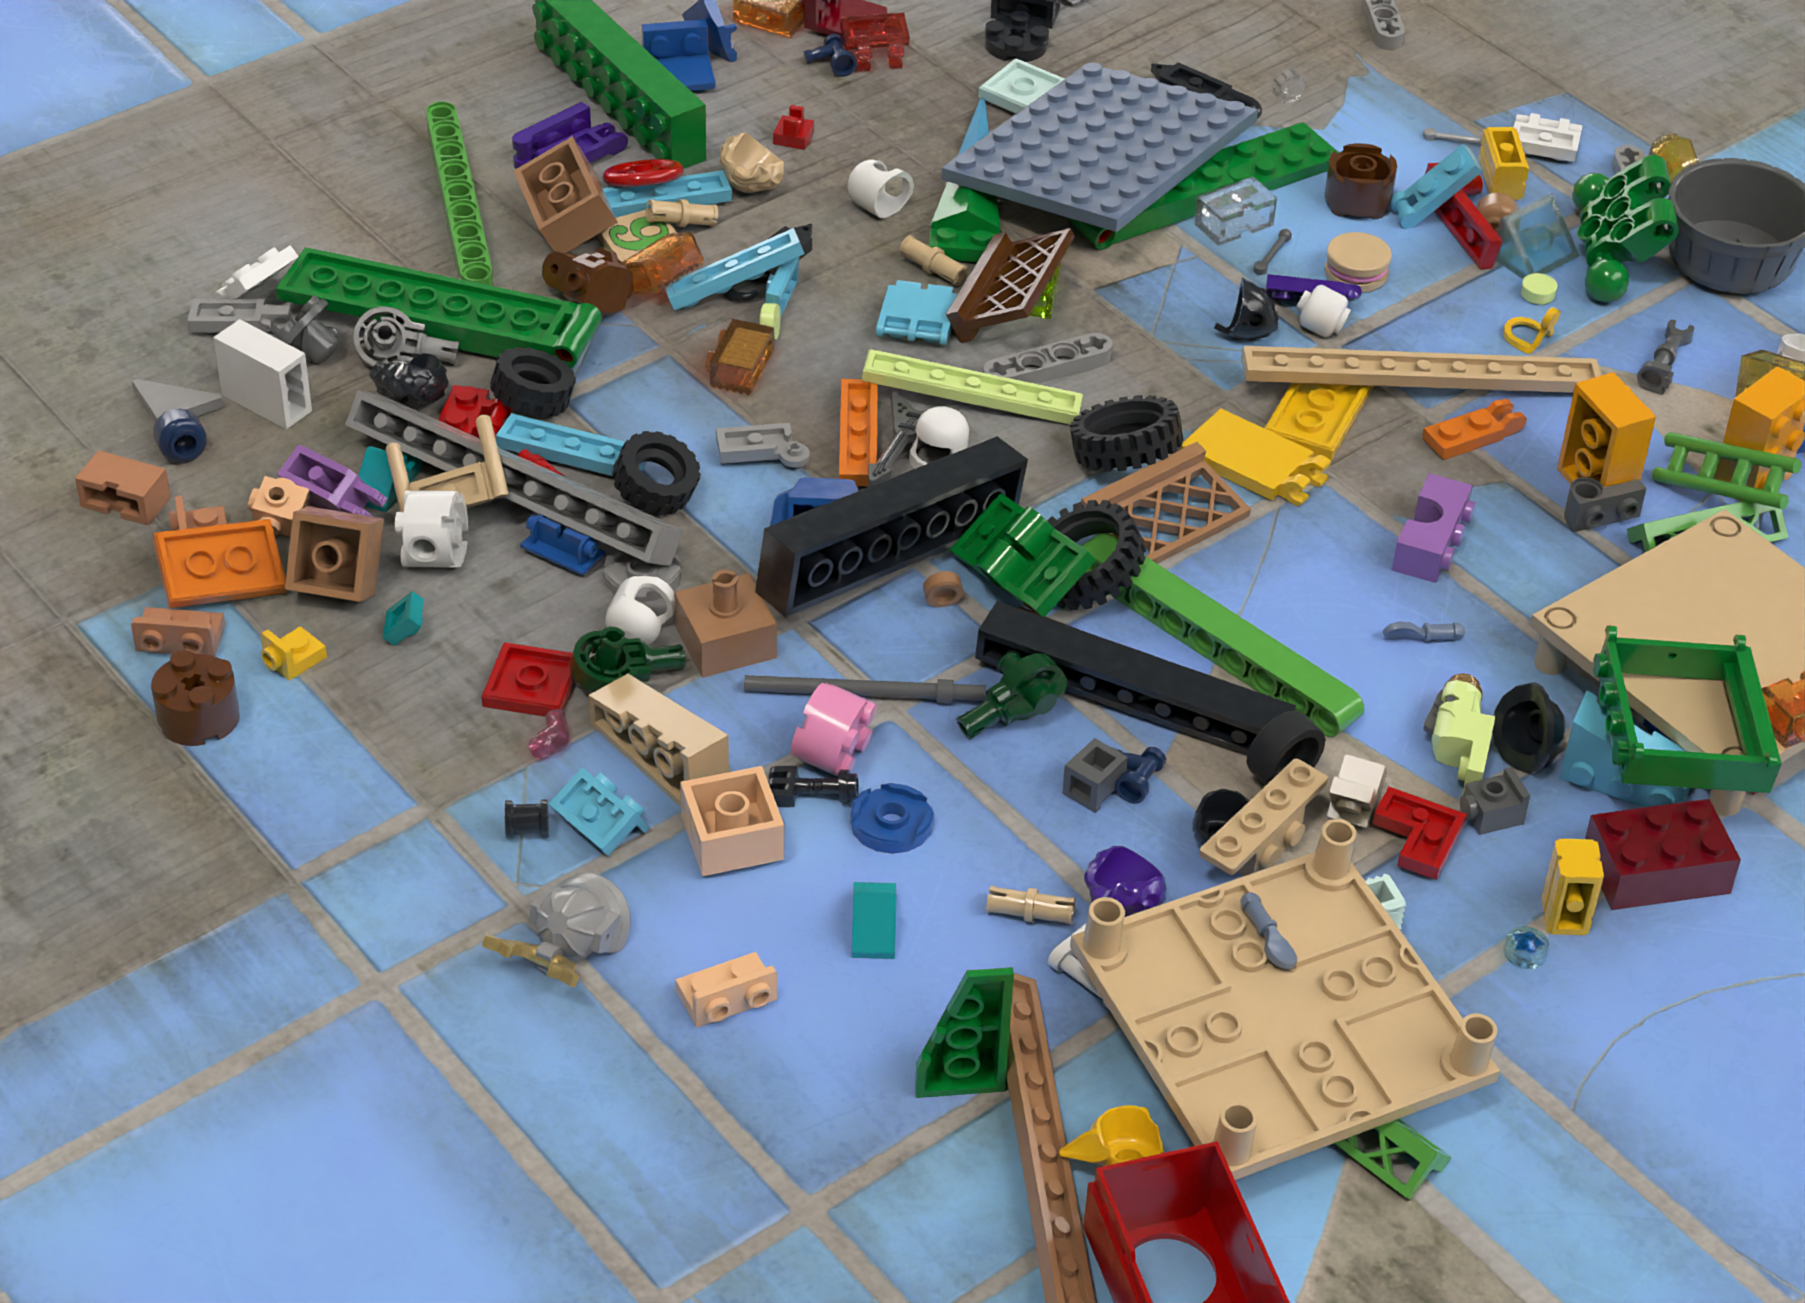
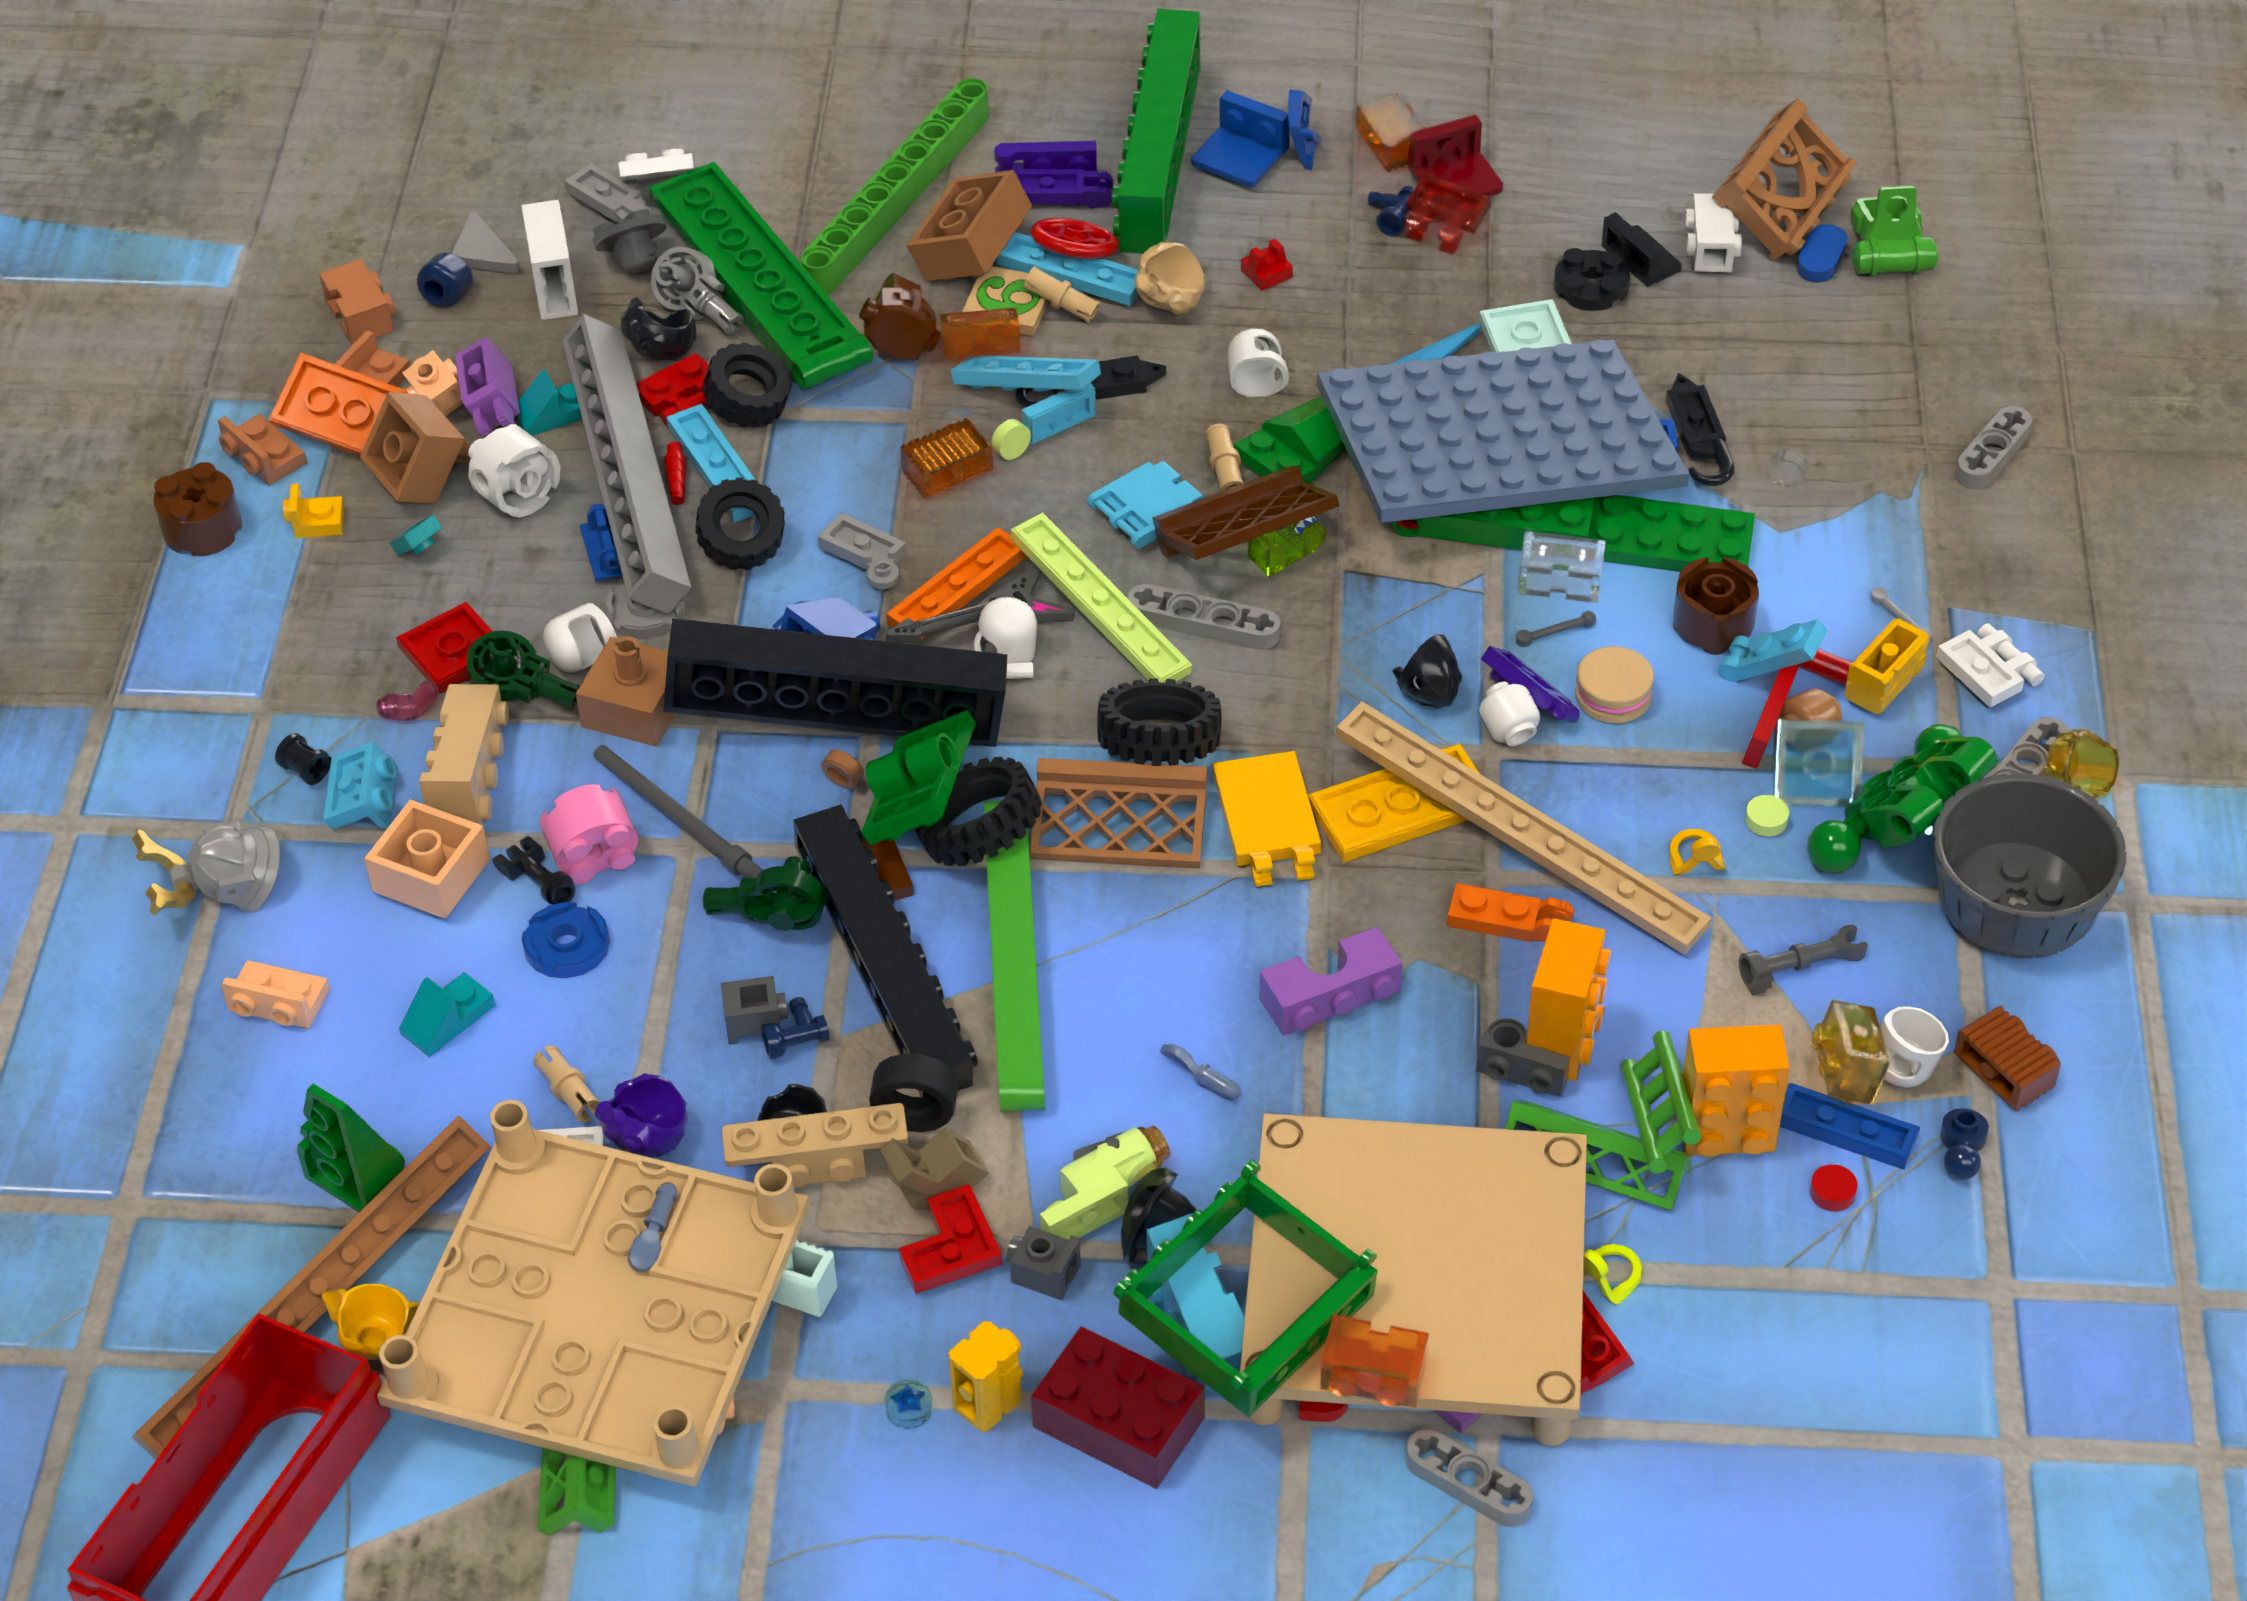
camera: 45 degrees right, 5 degrees up
(476, 482) = (573, 446): tan plate -> none

